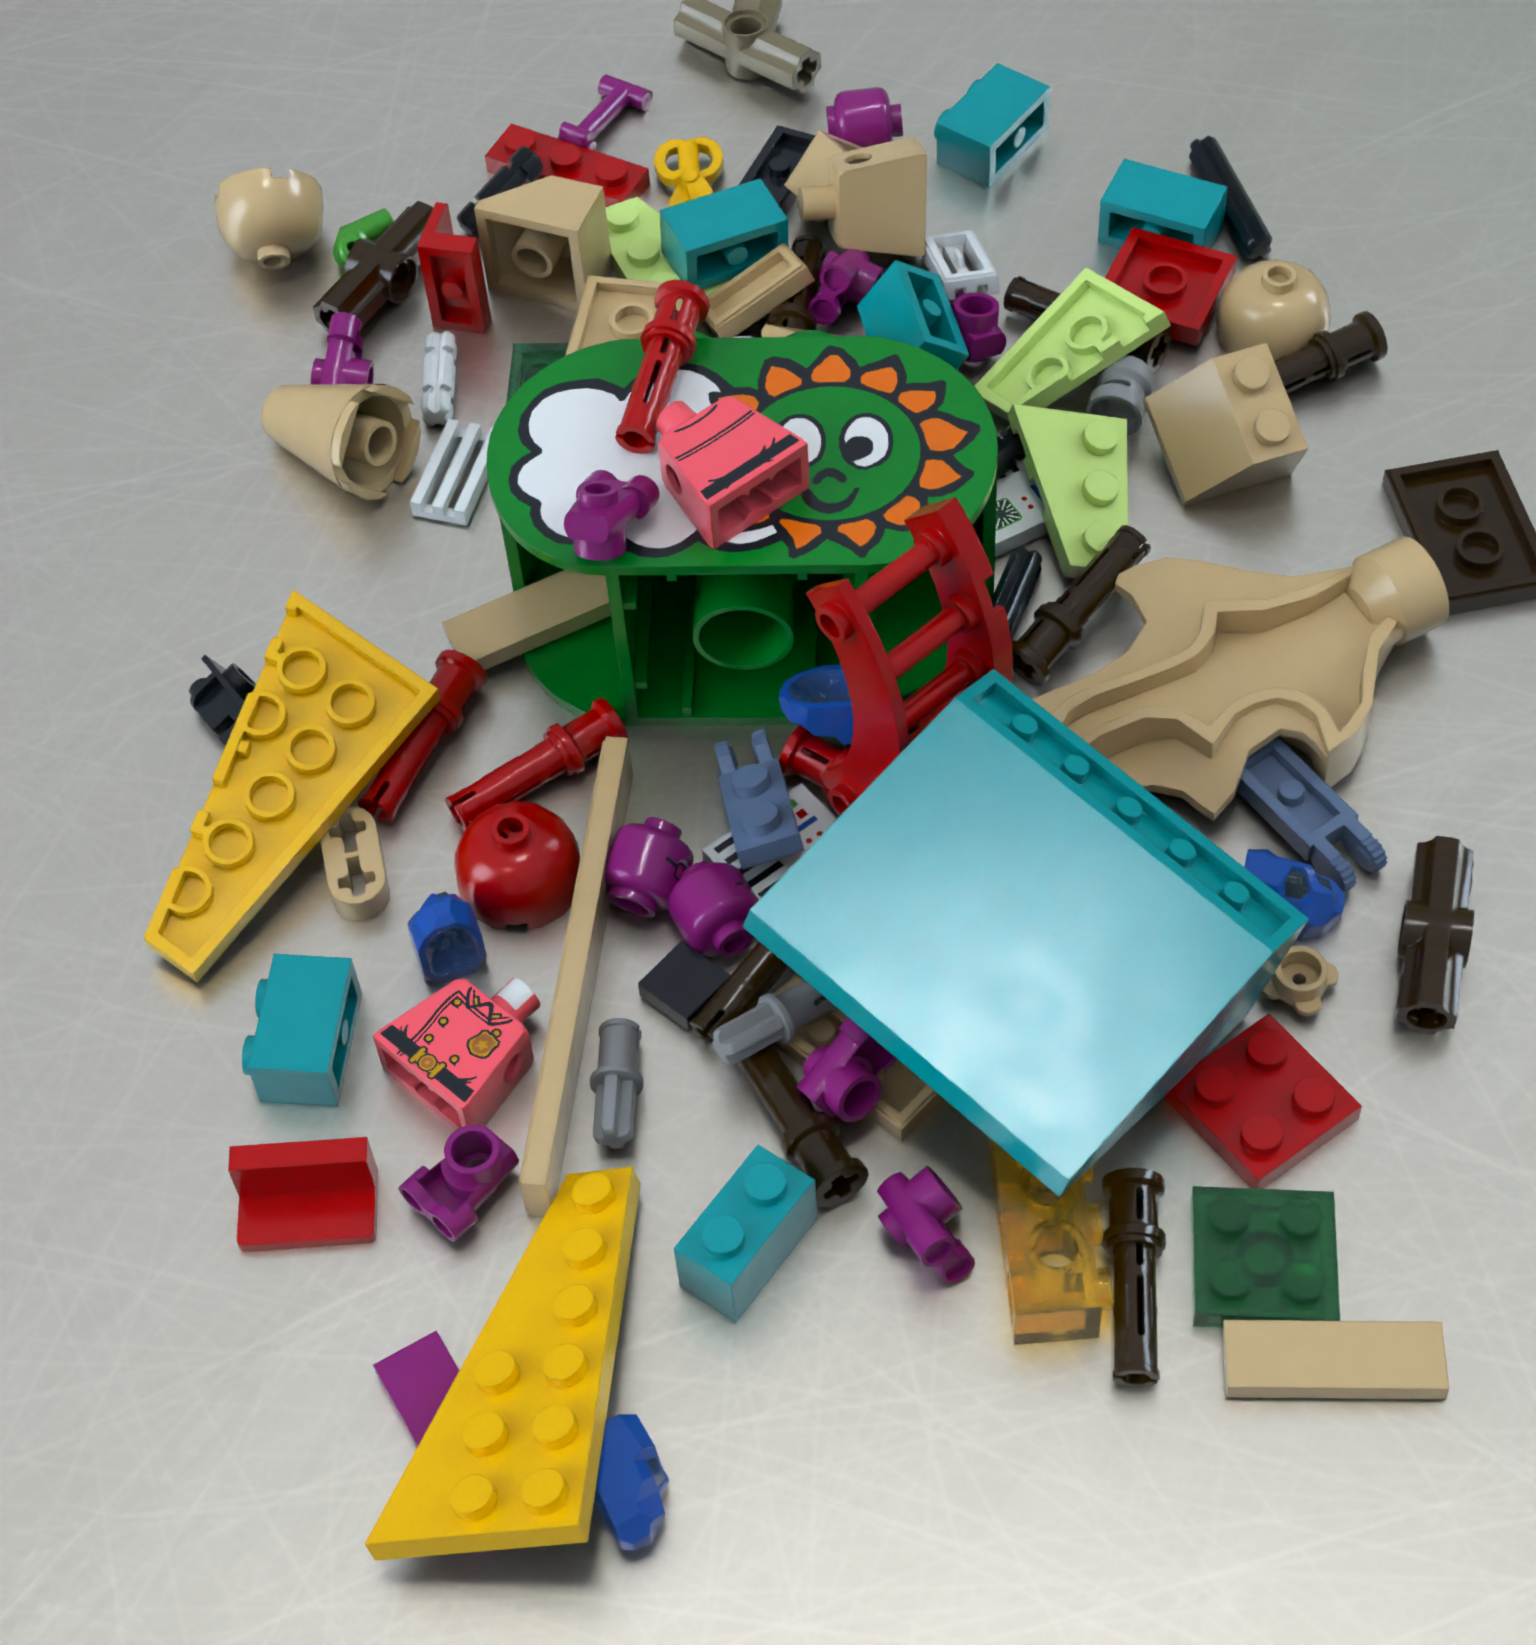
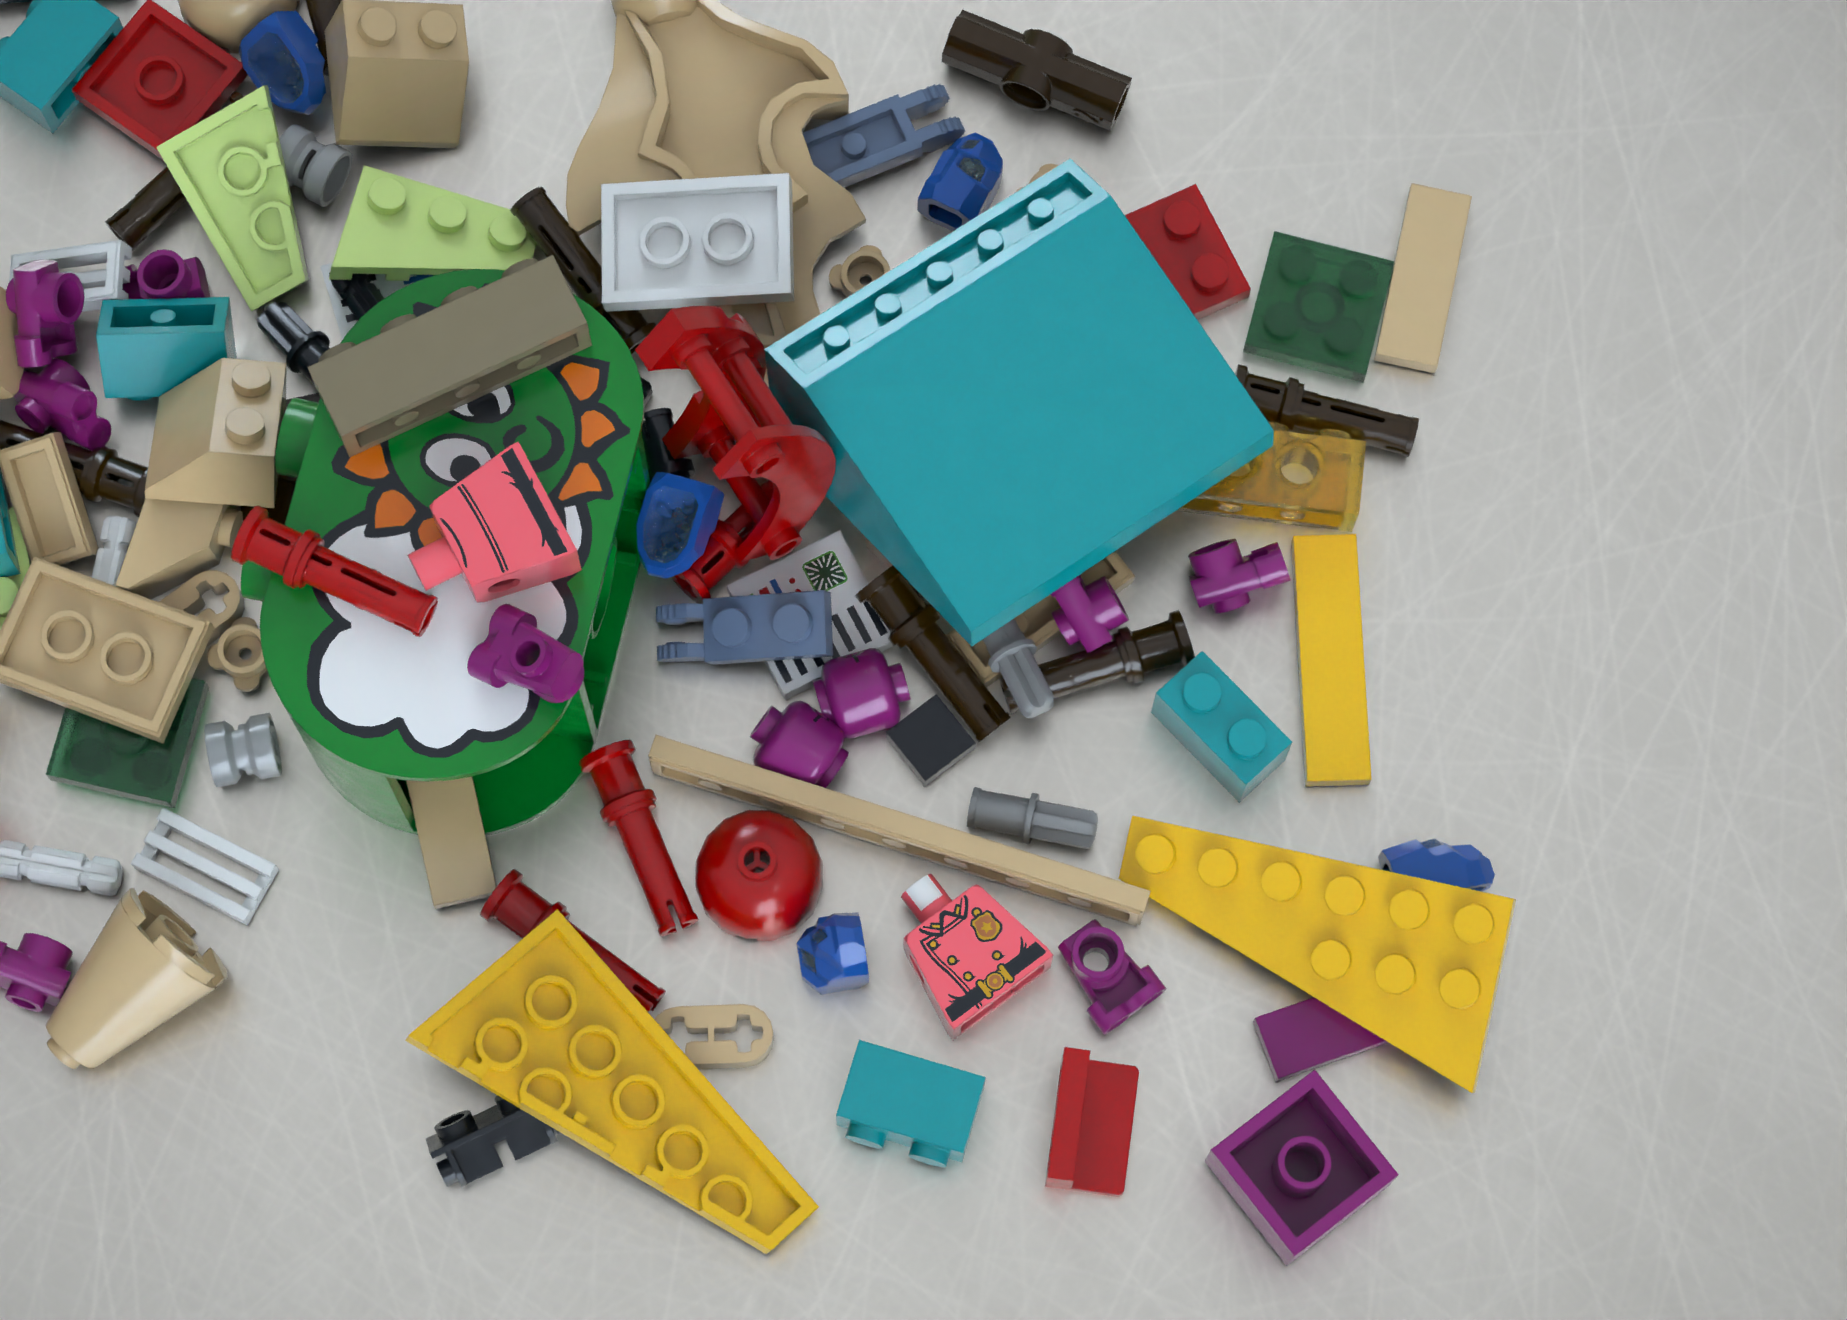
camera: 85 degrees left, 20 degrees up
(268, 1390) = (1300, 1167): none -> magenta brick
(855, 1341) = (1331, 660): none -> yellow tile
(891, 398) = (450, 354): none -> dark tan brick
(908, 244) = (46, 311): none -> magenta plate
(1123, 654) = (697, 242): none -> white plate
(1209, 340) = (285, 57): none -> blue rock

